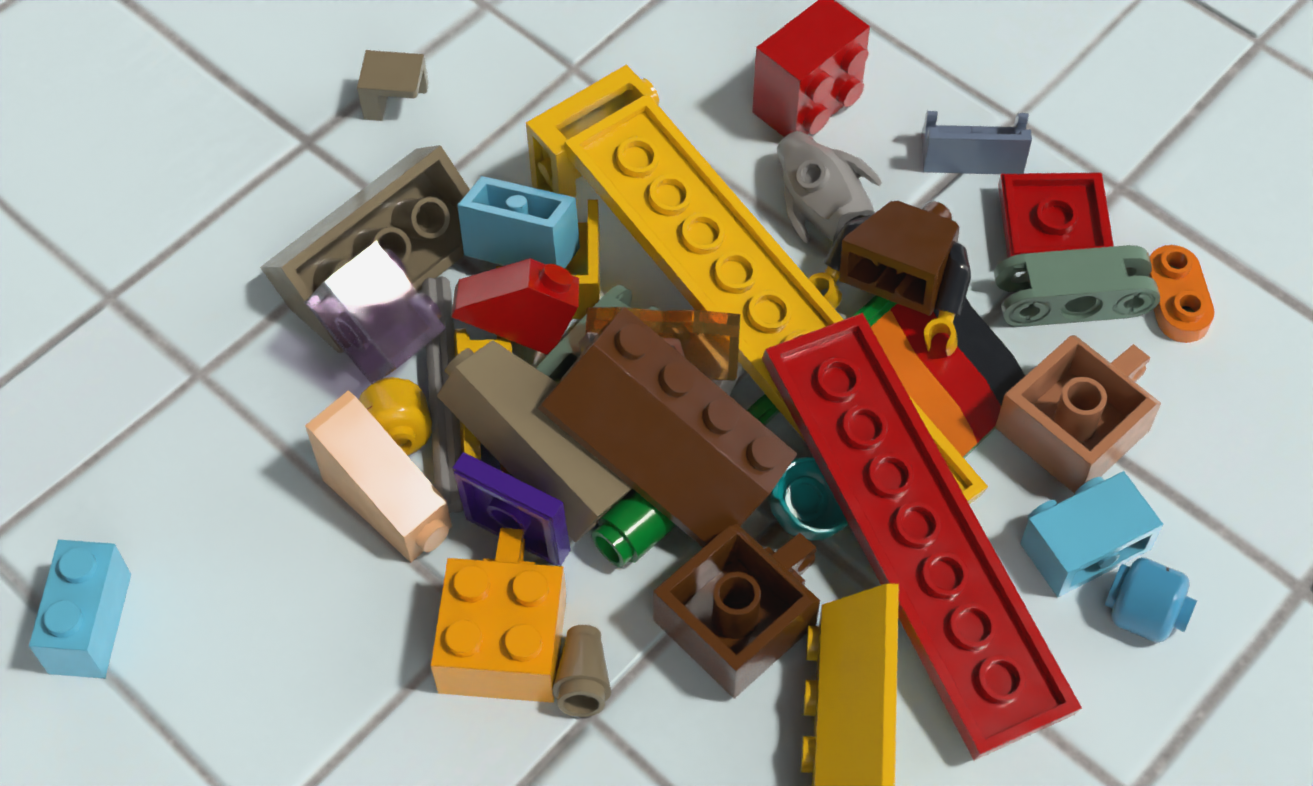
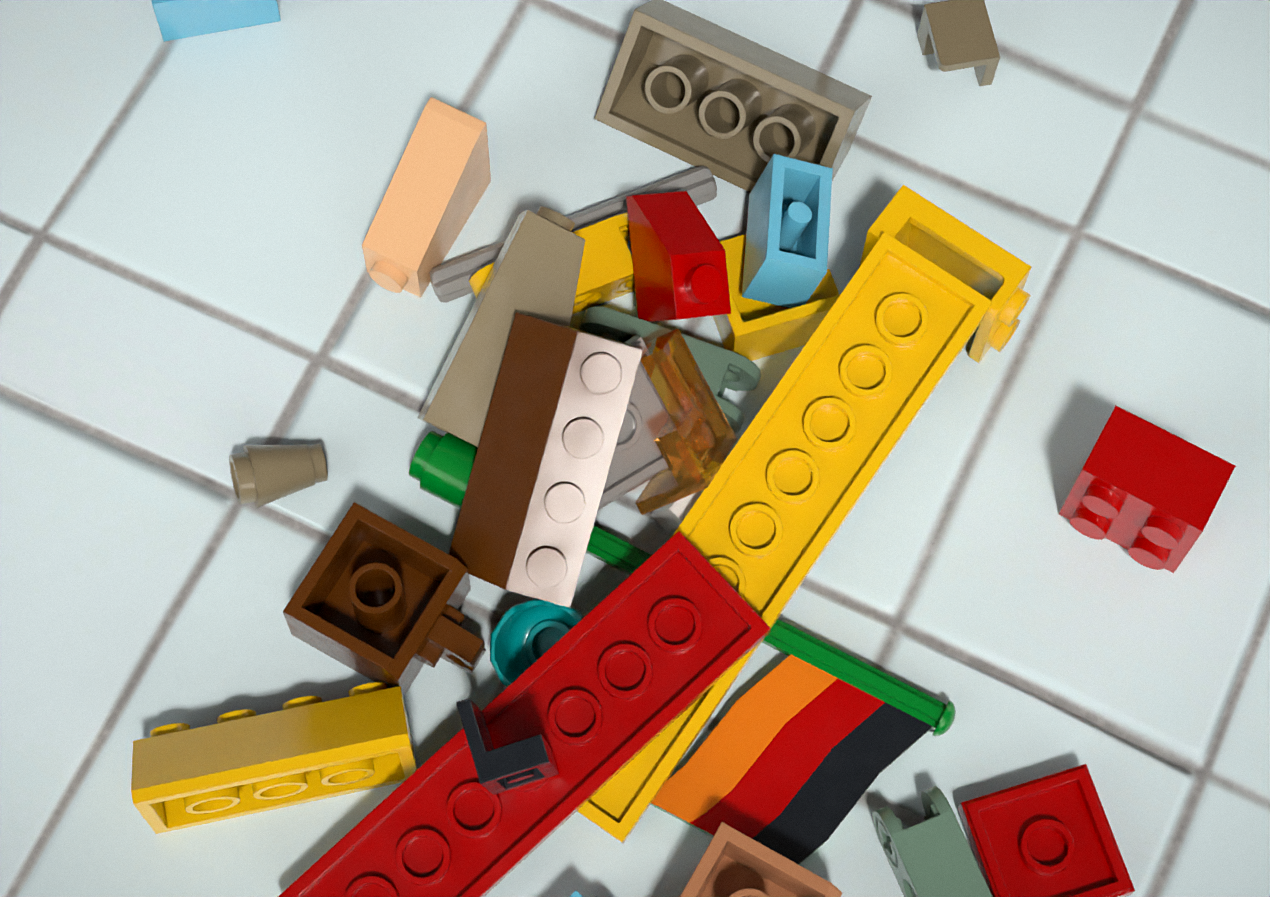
camera: 70 degrees right, 10 degrees up
(376, 312) = (611, 123): clear purple brick -> none
(400, 410) = (513, 185): yellow head -> none
(500, 625) = (303, 371): light orange hinge -> none
(501, 501) = (423, 335): dark purple plate -> none
(822, 185) = (980, 558): light grey animal -> none
(904, 258) = (889, 672): reddish brown torso -> none
(930, 516) = (508, 765): none -> black panel
(975, 147) = (1126, 724): sand blue hinge -> none

